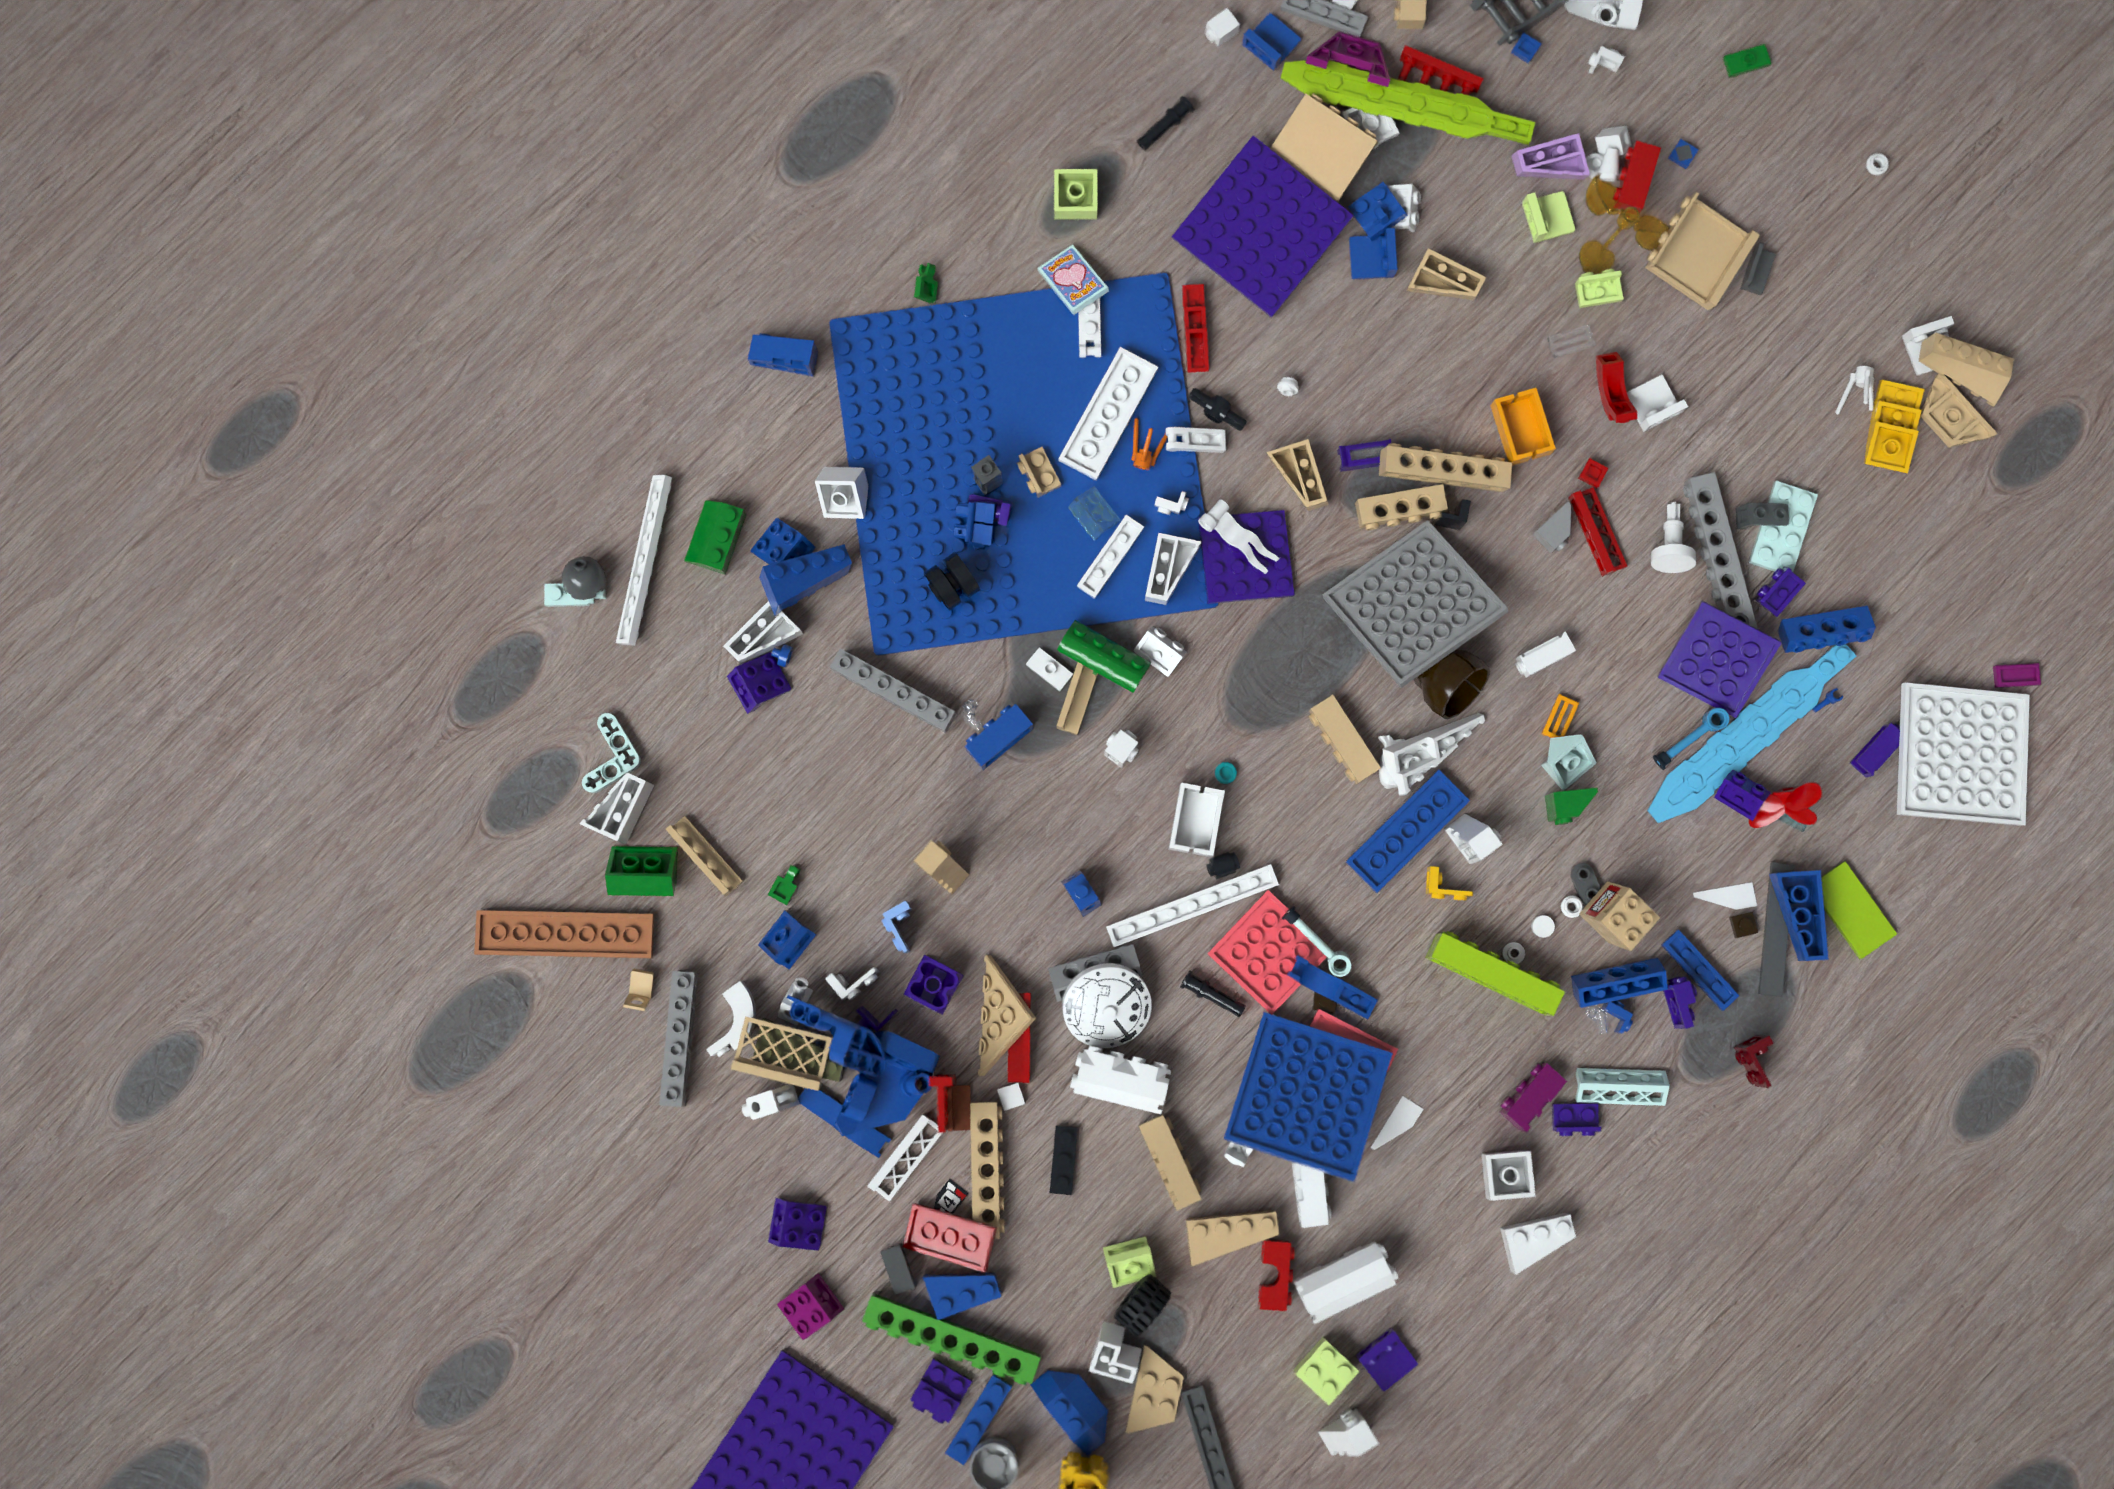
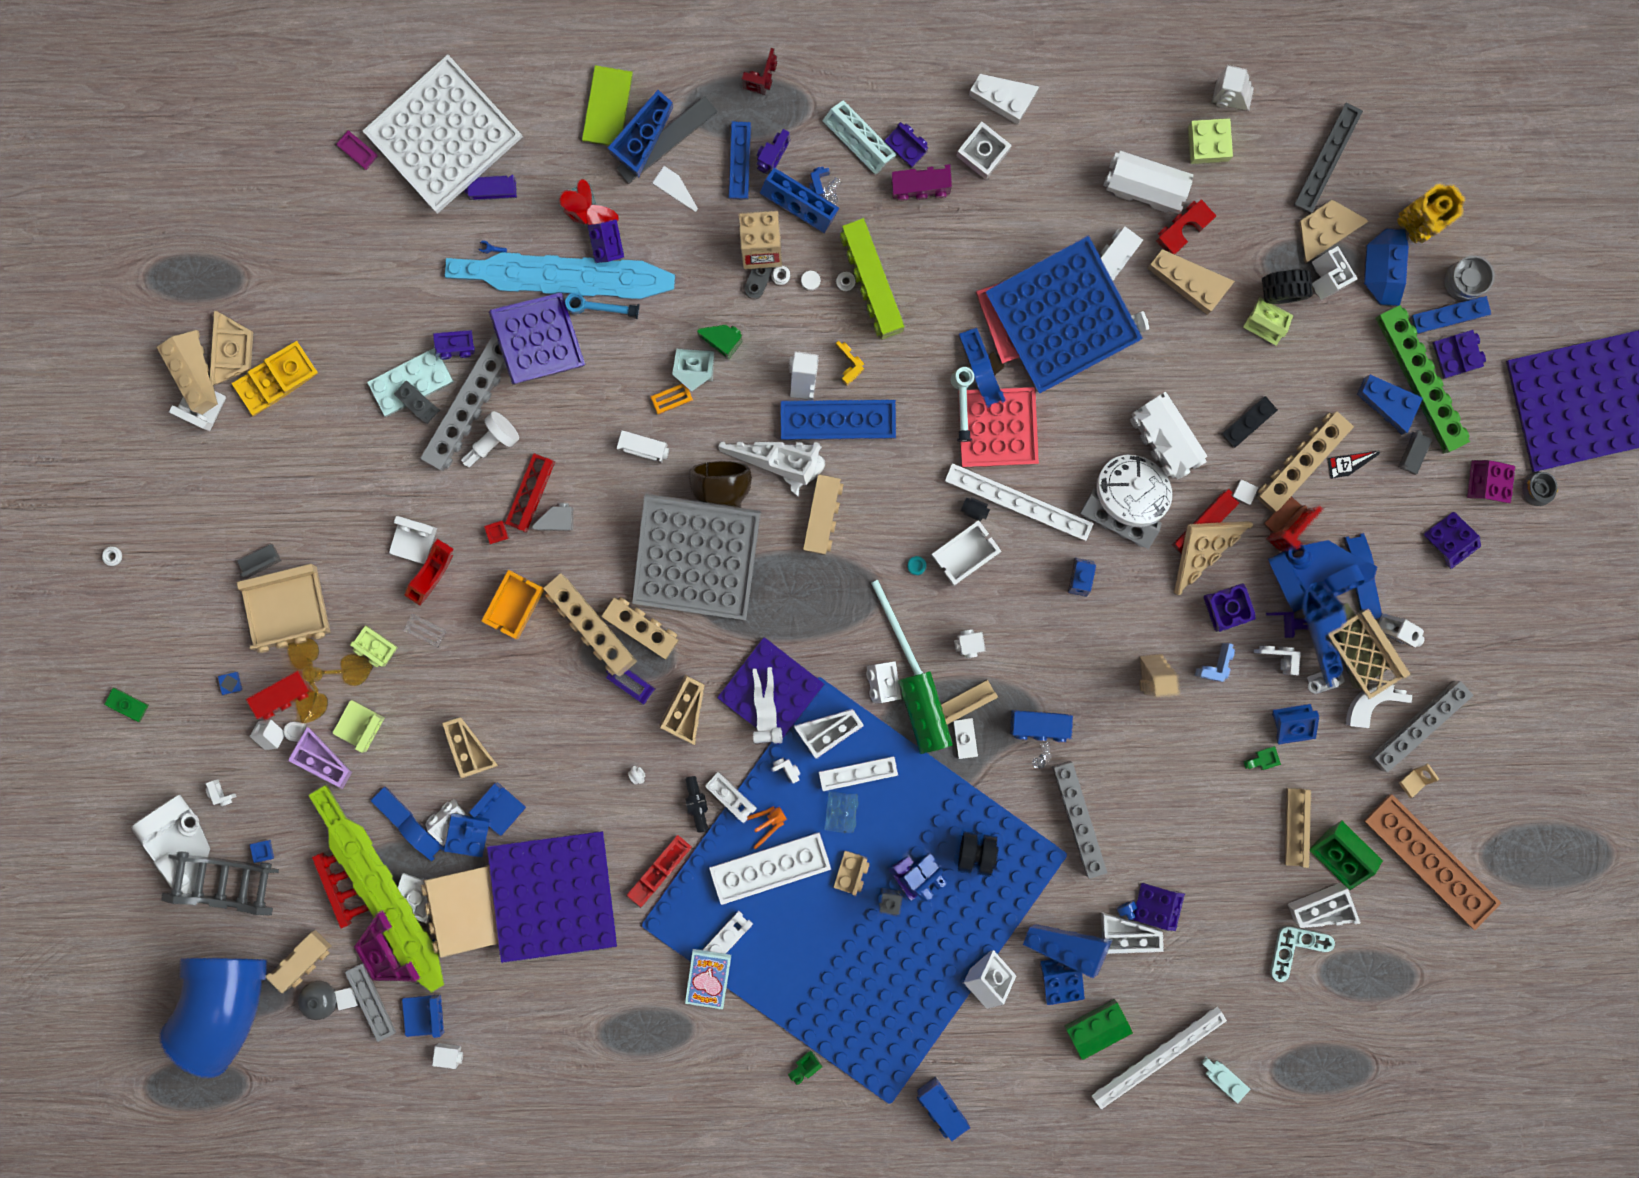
camera: 140 degrees left, 5 degrees up
(583, 578) = (1210, 1082): dark grey cylinder -> none
(763, 1340) = (1540, 488): none -> dark grey piece
(898, 1153) = (1382, 518): white fence -> none
(949, 1237) = (1367, 441): tile -> none
(1075, 193) = (652, 1035): yellowish green brick -> none
(1169, 1161) = (1185, 356): tan wedge -> none
(1173, 117) = (537, 1026): black pin -> none
(1192, 705) = (896, 627): none -> light aqua piece
(1203, 989) = (1061, 442): black pin -> none
(1386, 1359) = (1165, 112): dark purple bracket -> none
(1401, 1120) = (1016, 247): white sticker -> none
(1436, 176) = (406, 824): none -> blue piece
(1457, 520) = (612, 584): black panel -> none
(1610, 166) = (287, 720): white cone -> none
(1743, 925) = (684, 162): dark brown plate -> none
(1836, 622) = (439, 292): blue brick -> none
(1863, 379) = (262, 425): white plant -> none

